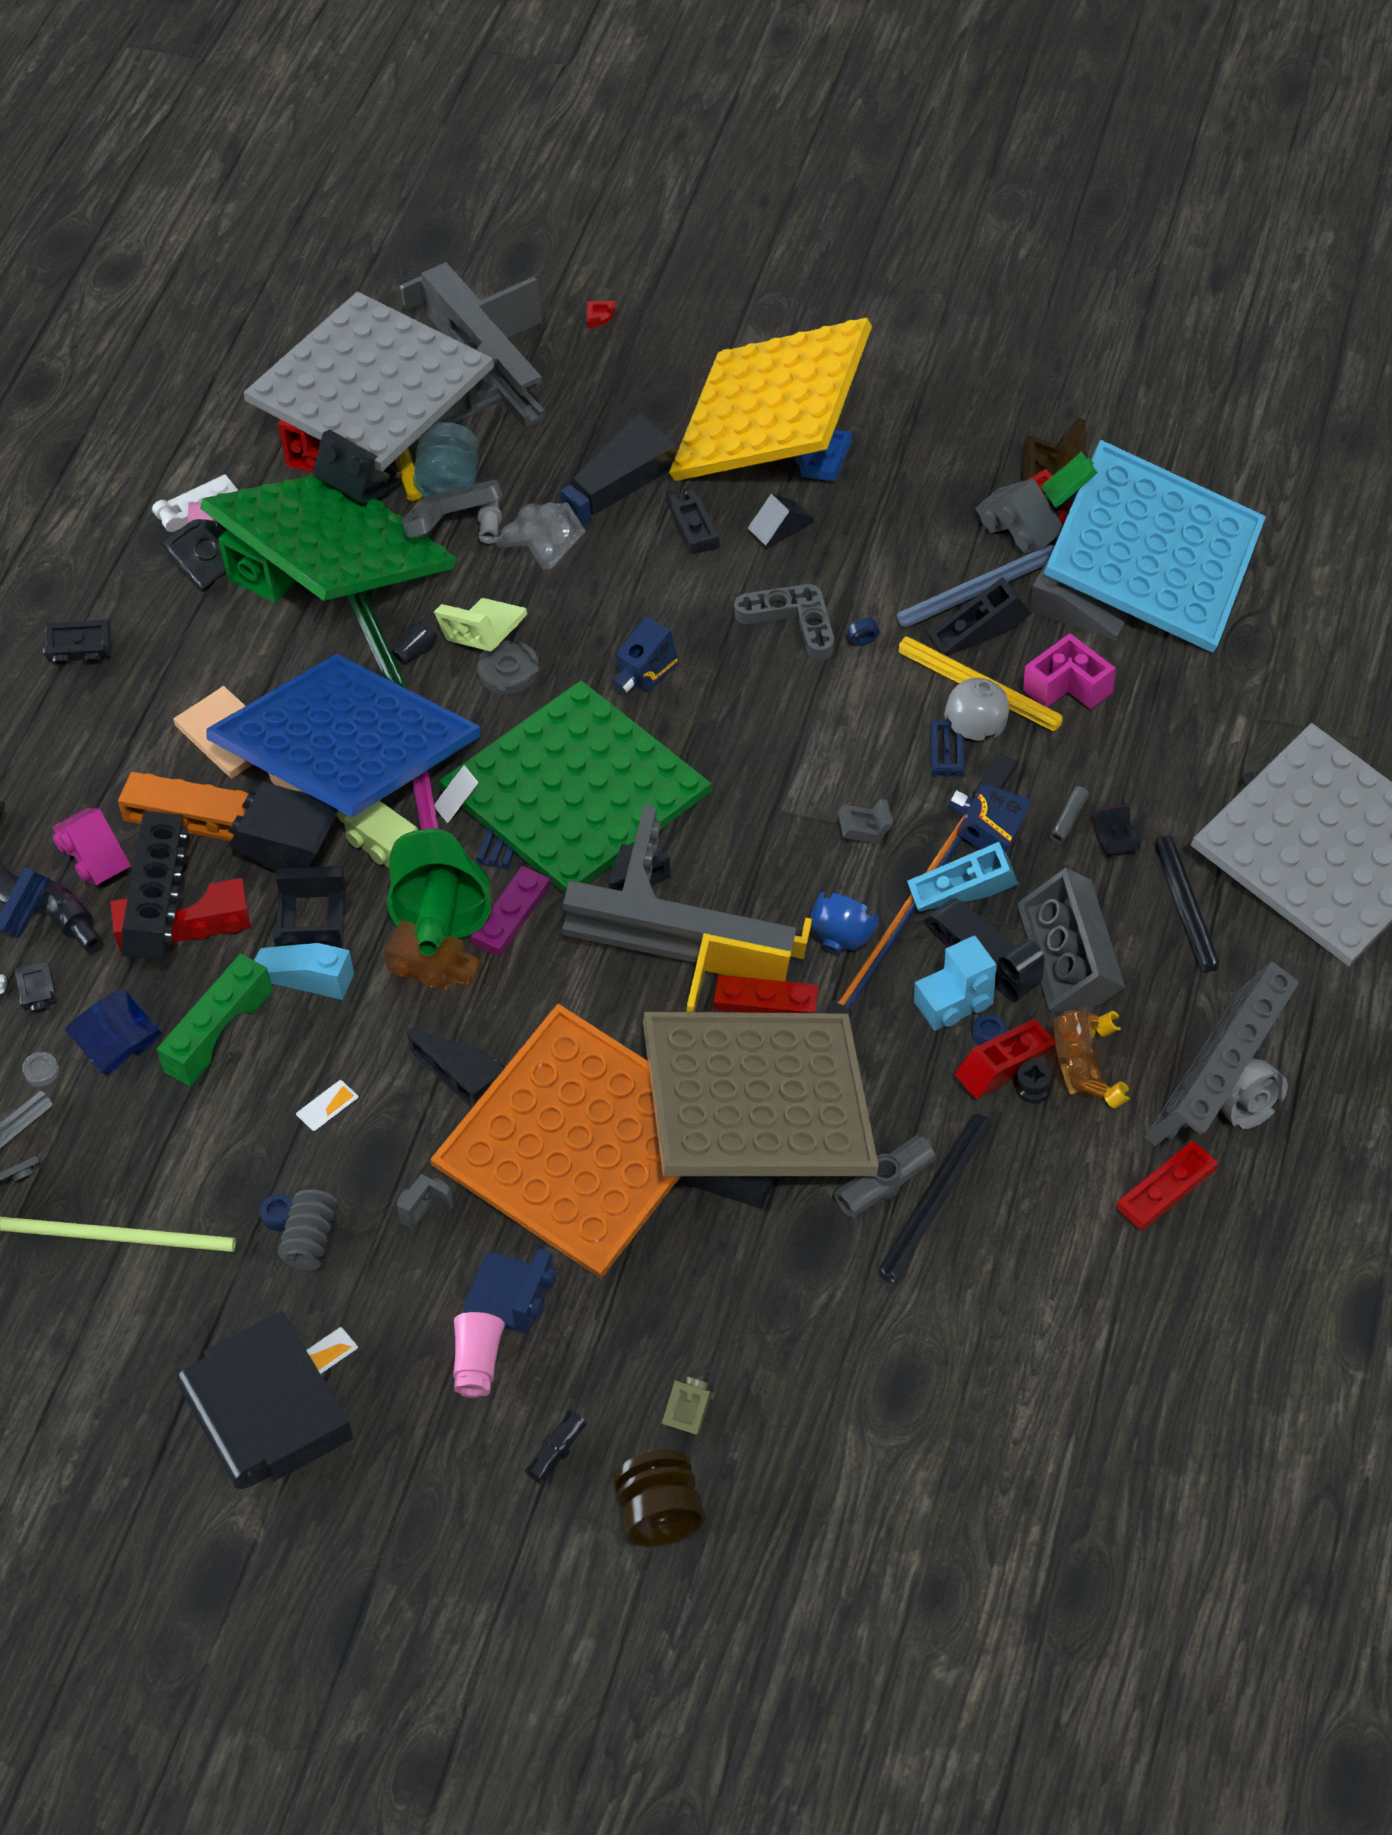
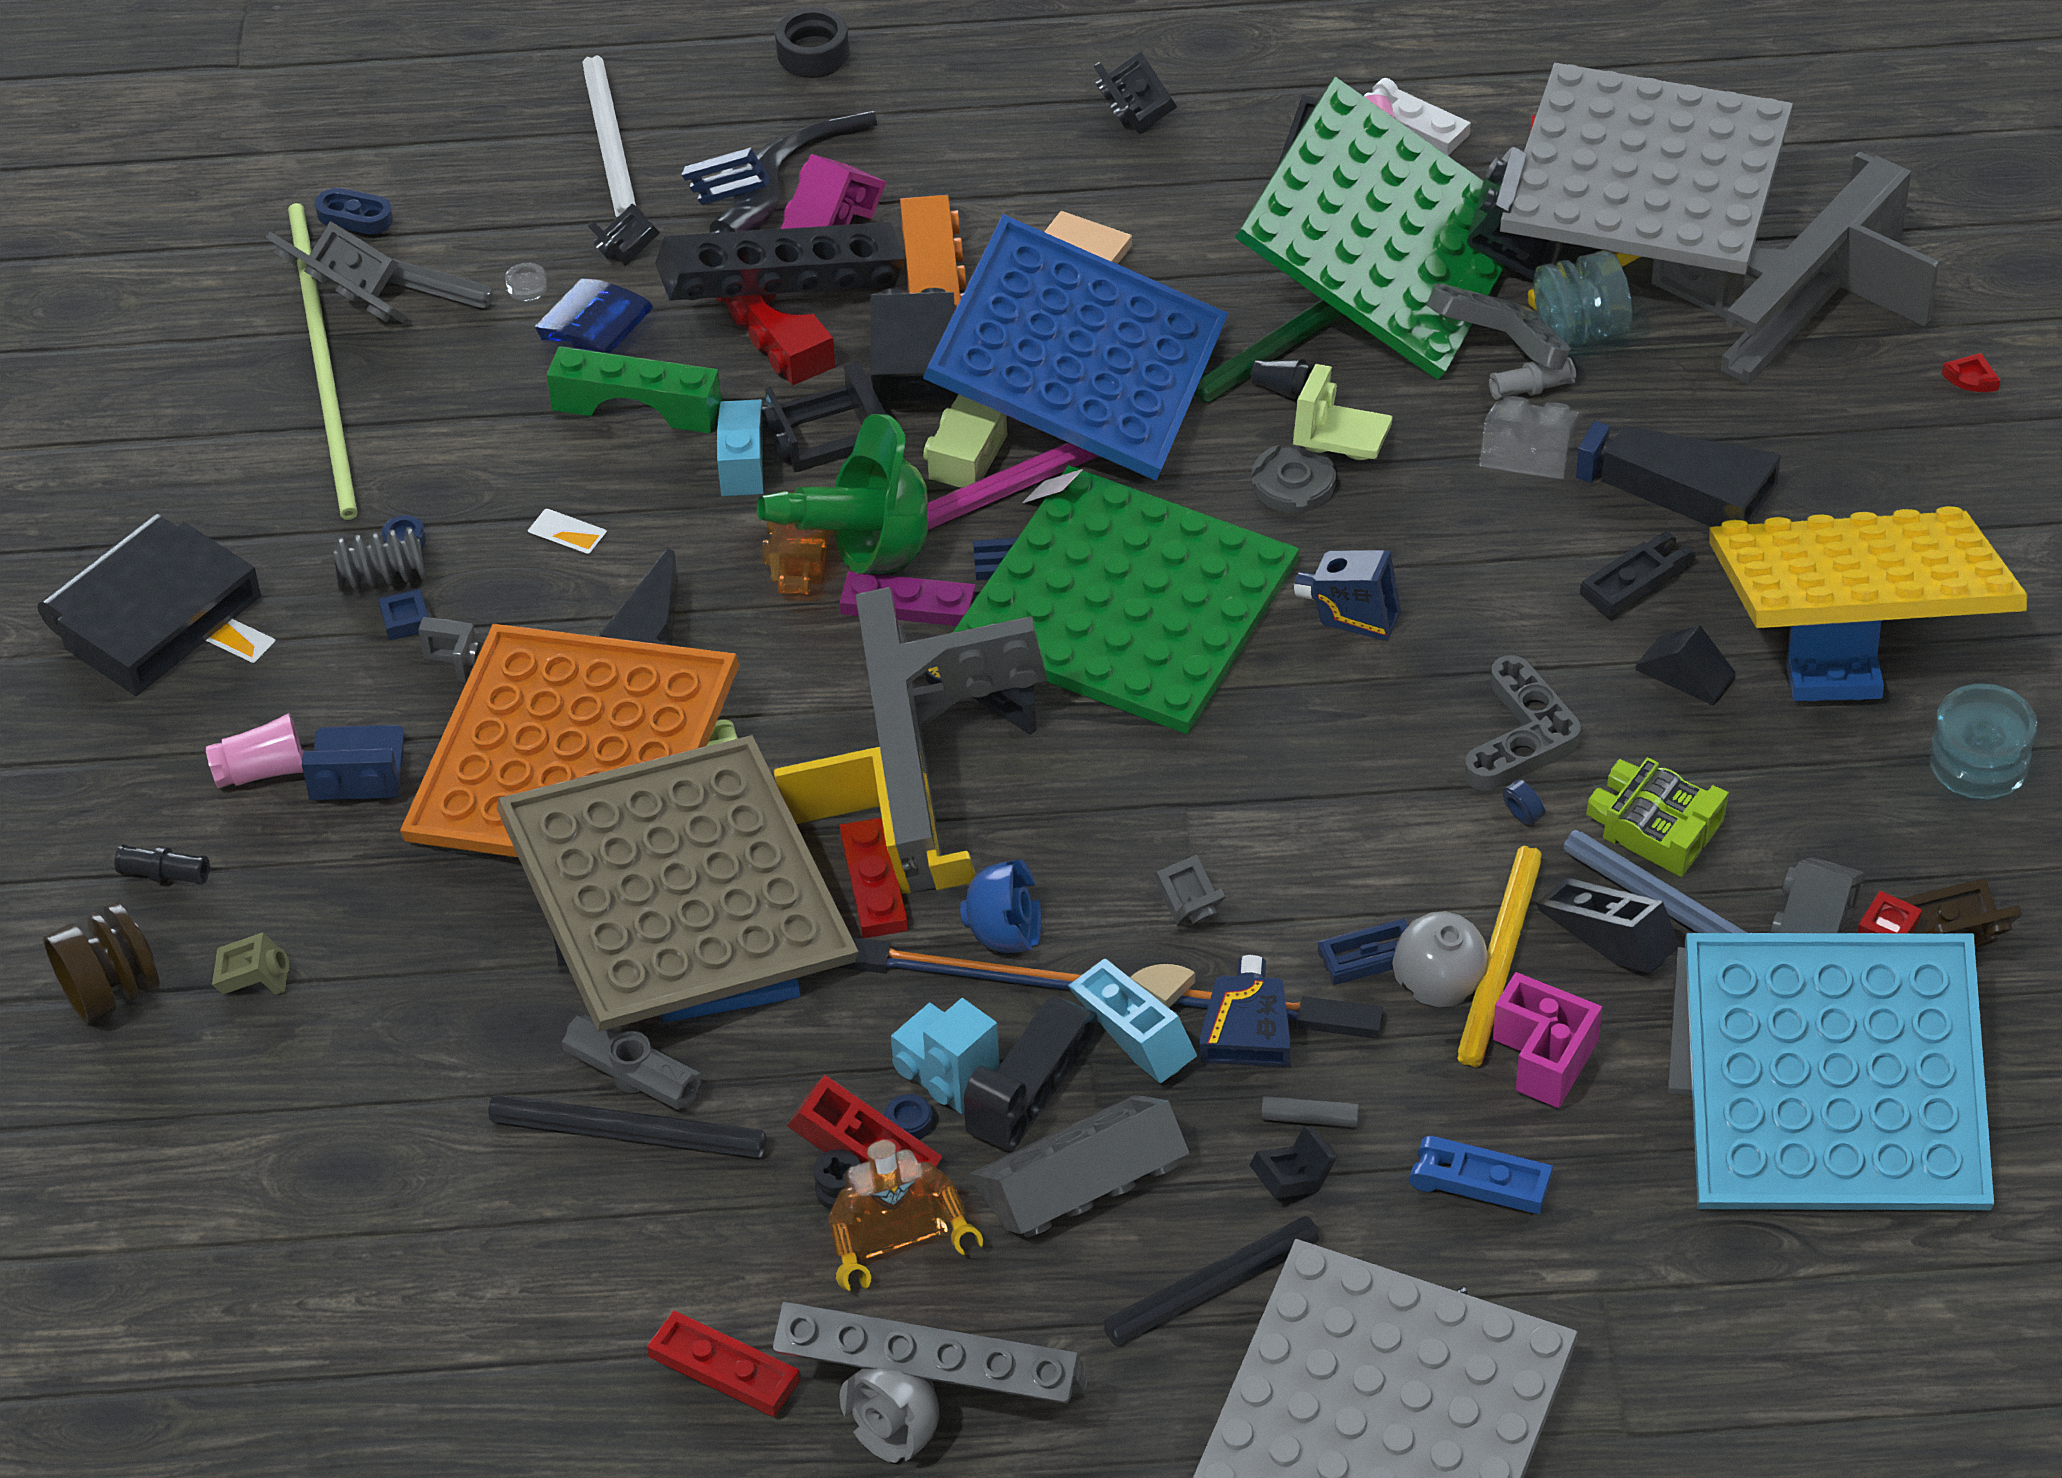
camera: 70 degrees right, 5 degrees down
(364, 1229) = (402, 613): none -> dark blue tile
(904, 569) = (1658, 814): none -> lime hips
(919, 401) = (1983, 741): none -> clear light blue wheel
(939, 854) = (1165, 981): none -> tan tile
(1069, 479) = (1884, 924): green piece -> none
(1155, 743) = (1481, 1174): none -> blue plate

